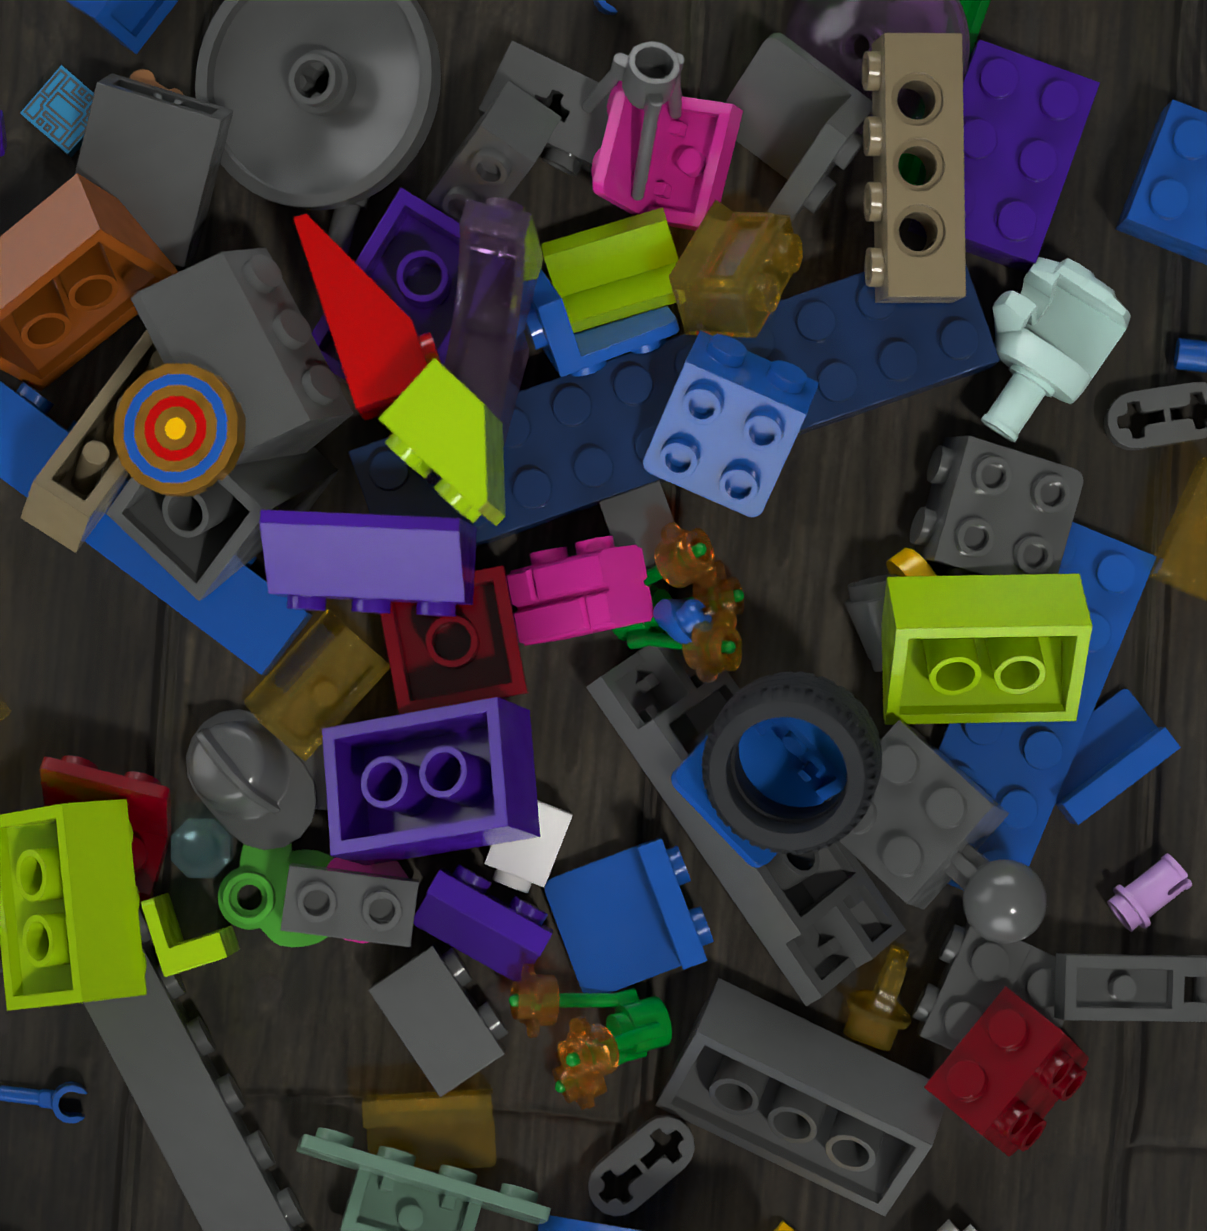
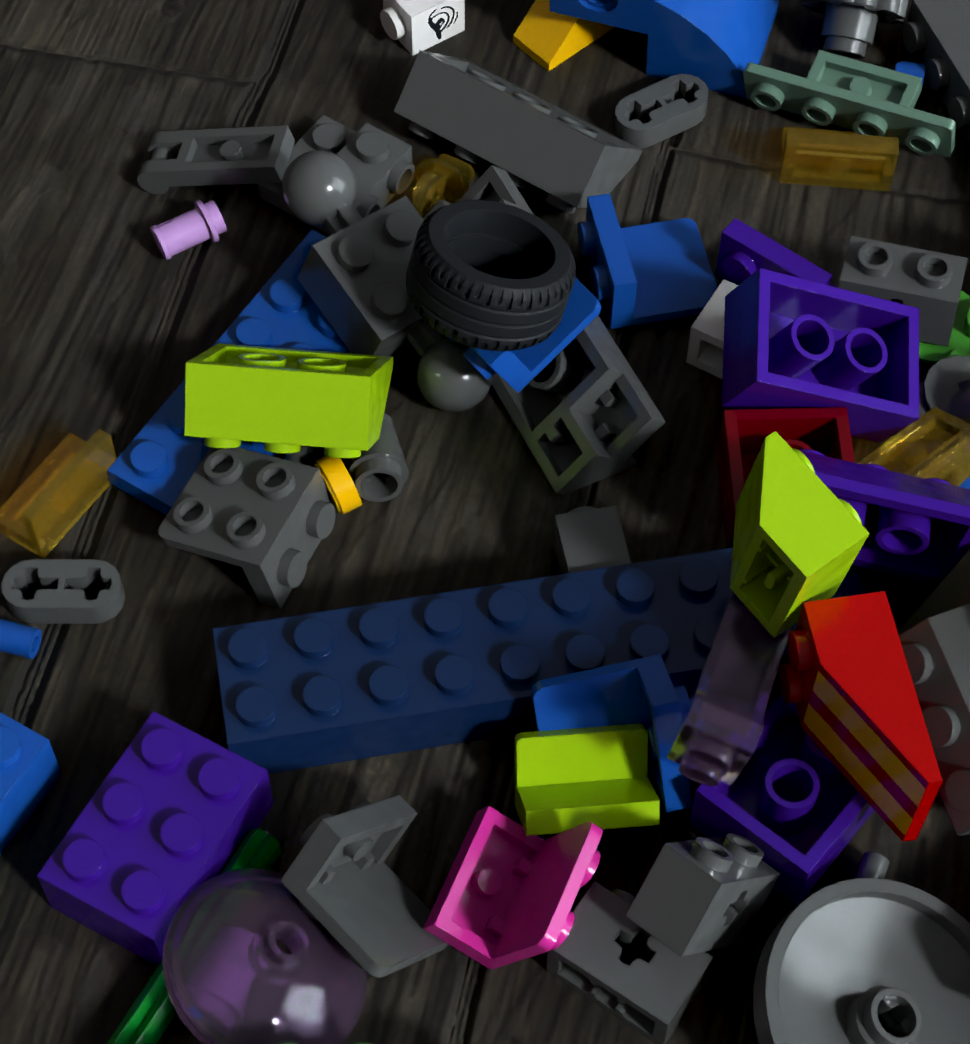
camera: 165 degrees left, 30 degrees down
(440, 1018) = (820, 210): dark grey brick -> none
(580, 593) = (661, 492): dark pink brick -> none
(590, 1049) = (702, 144): plant -> none
(649, 80) = (529, 910): dark grey plant -> none
(679, 617) = (576, 443): blue arm -> none
(686, 559) = (564, 485): clear orange plant -> none
(730, 424) = (489, 591): bracket -> none
(734, 271) = (461, 747): clear yellow window -> none
(934, 70) = (249, 891): dark tan brick -> none
(1009, 1073) = (348, 99): dark red bracket -> none
(1052, 339) = (156, 652): light aqua piece -> none
(1113, 755) = (189, 321): blue panel -> none

